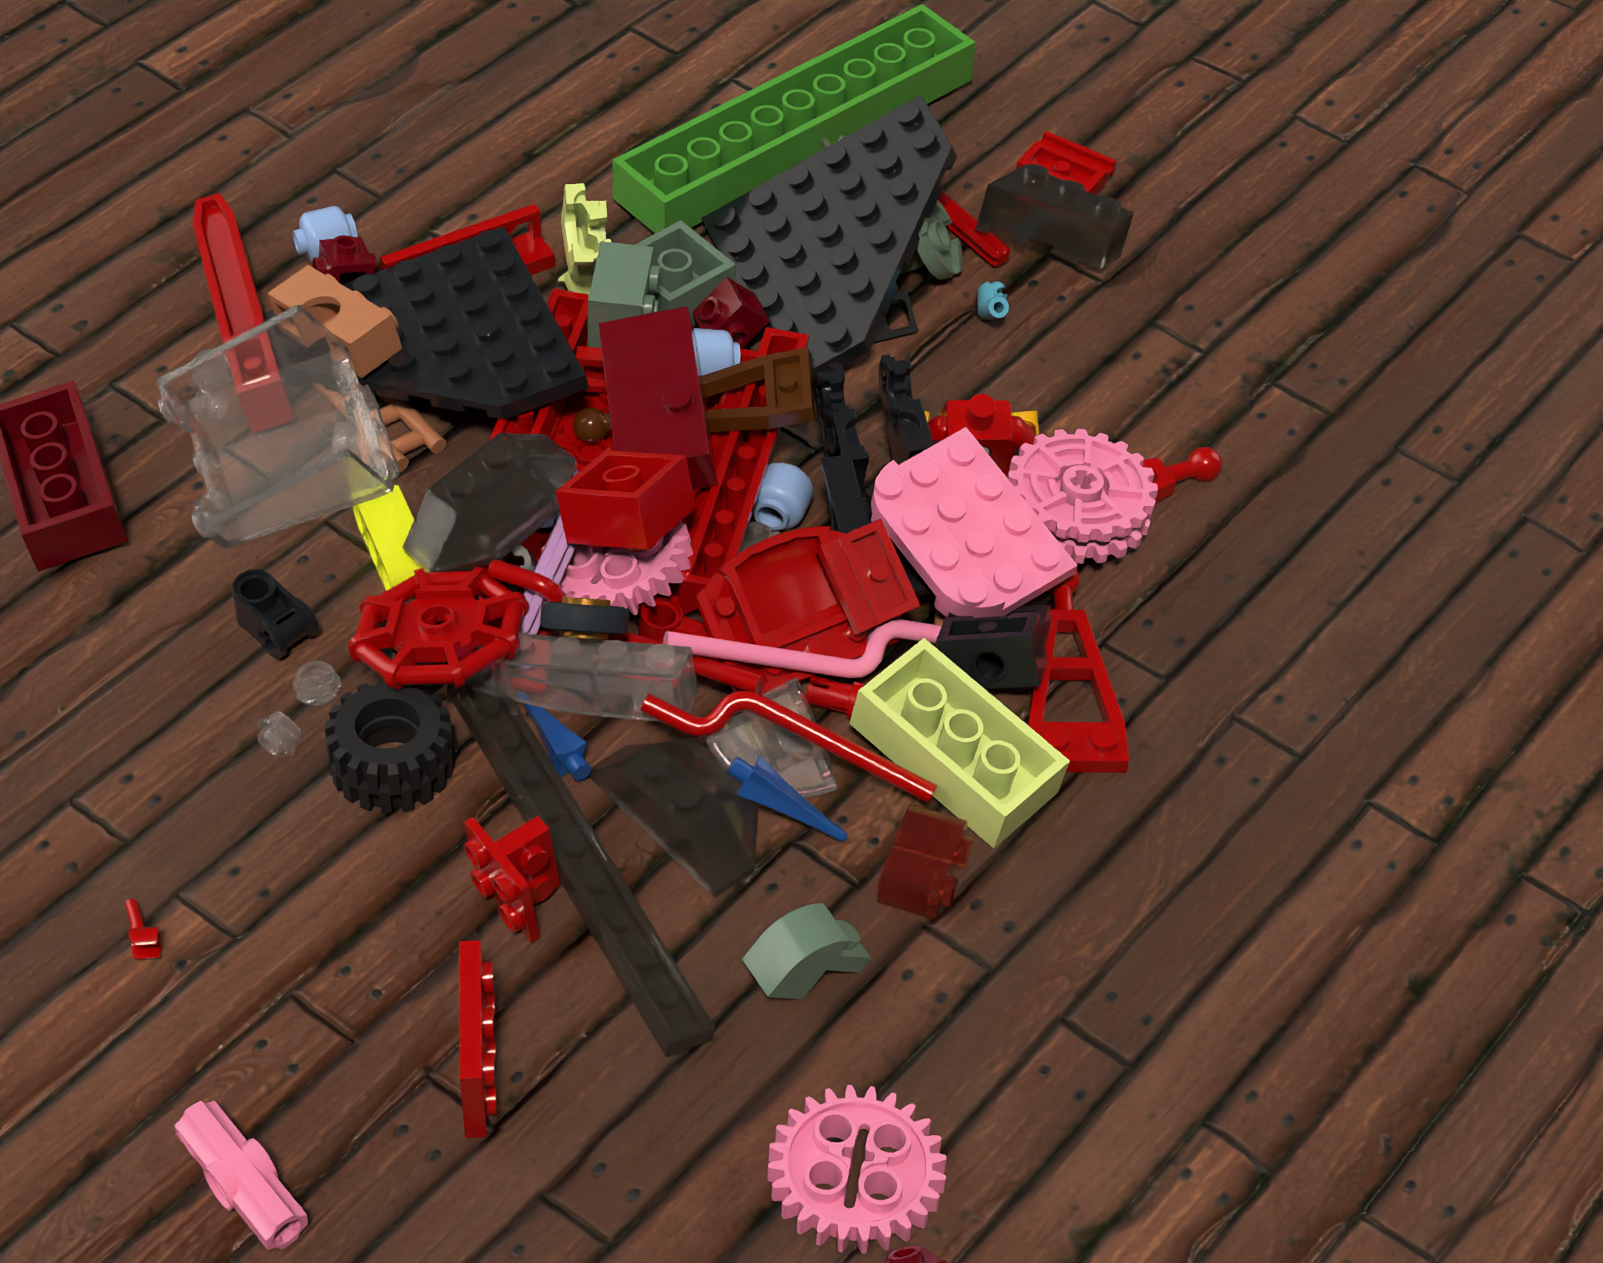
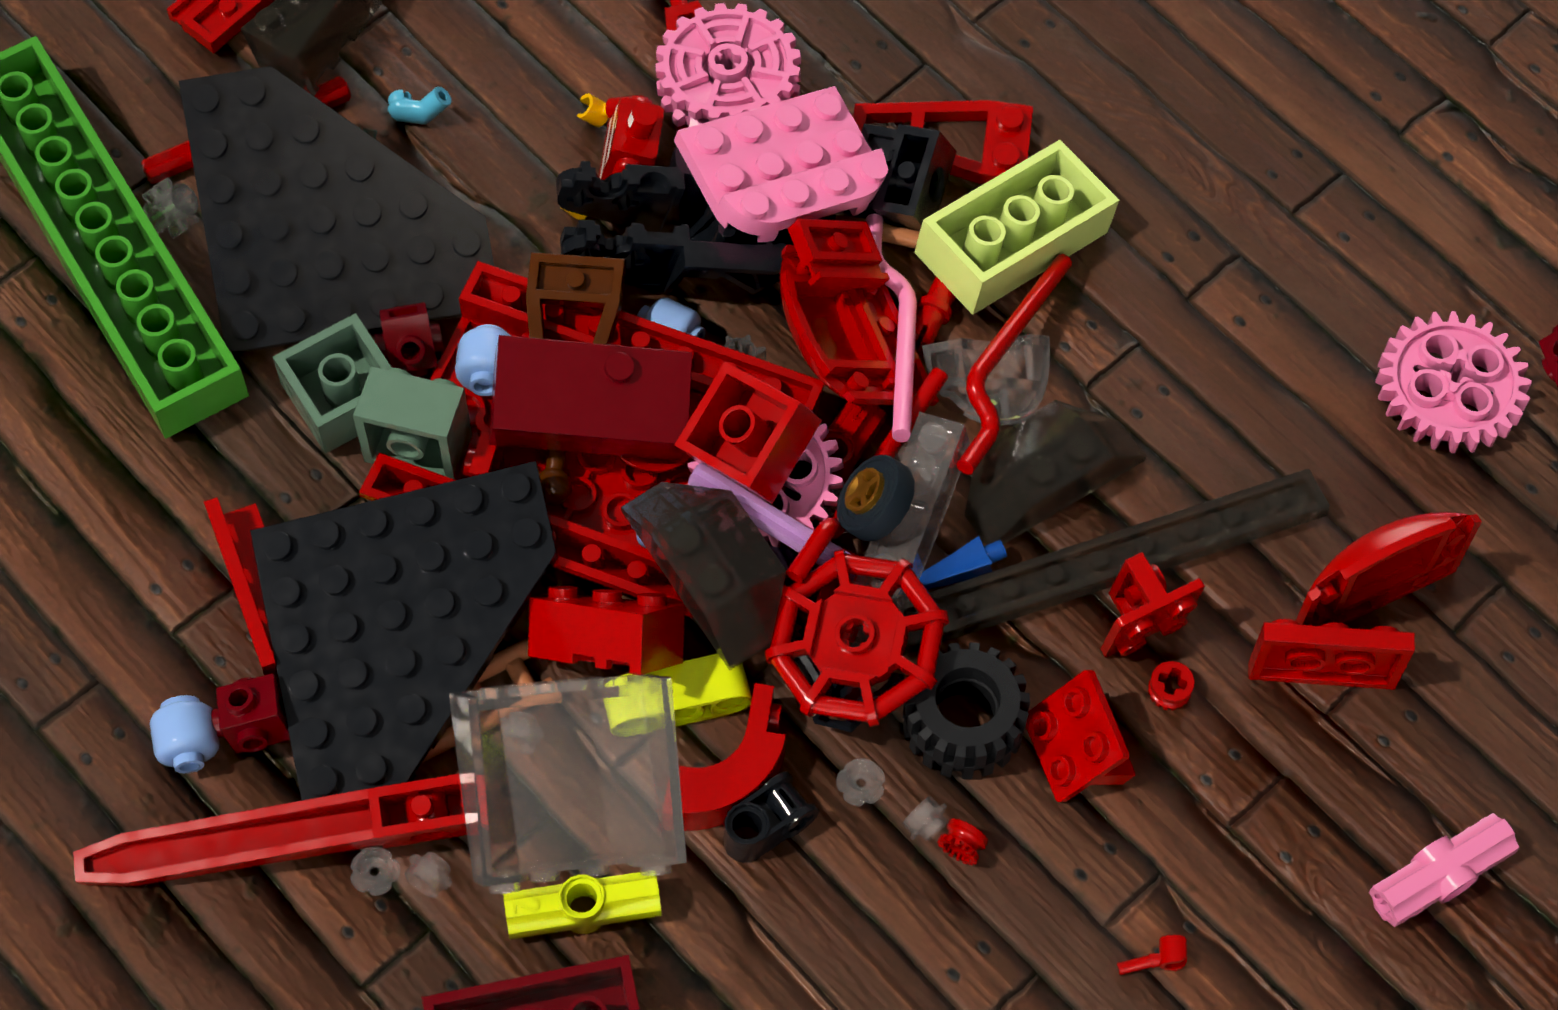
camera: 80 degrees left, 15 degrees up
(177, 491) = (549, 911): none -> neon yellow piece
(255, 761) = (962, 841): none -> red bush
(329, 596) = (715, 789): none -> red arch
(359, 324) = (345, 728): nougat arch -> none
(373, 851) = (1078, 738): none -> red bracket
(425, 455) = (606, 629): none -> red wedge
(452, 934) = (1180, 696): none -> red bush
(570, 1065) = (1388, 566): none -> red slope
(582, 233) = (292, 450): yellowish green animal -> none
(769, 789) = (1055, 386): blue piece -> none
(801, 948) = (1241, 385): sand green brick -> none
(923, 862) = (1136, 282): clear red brick -> none

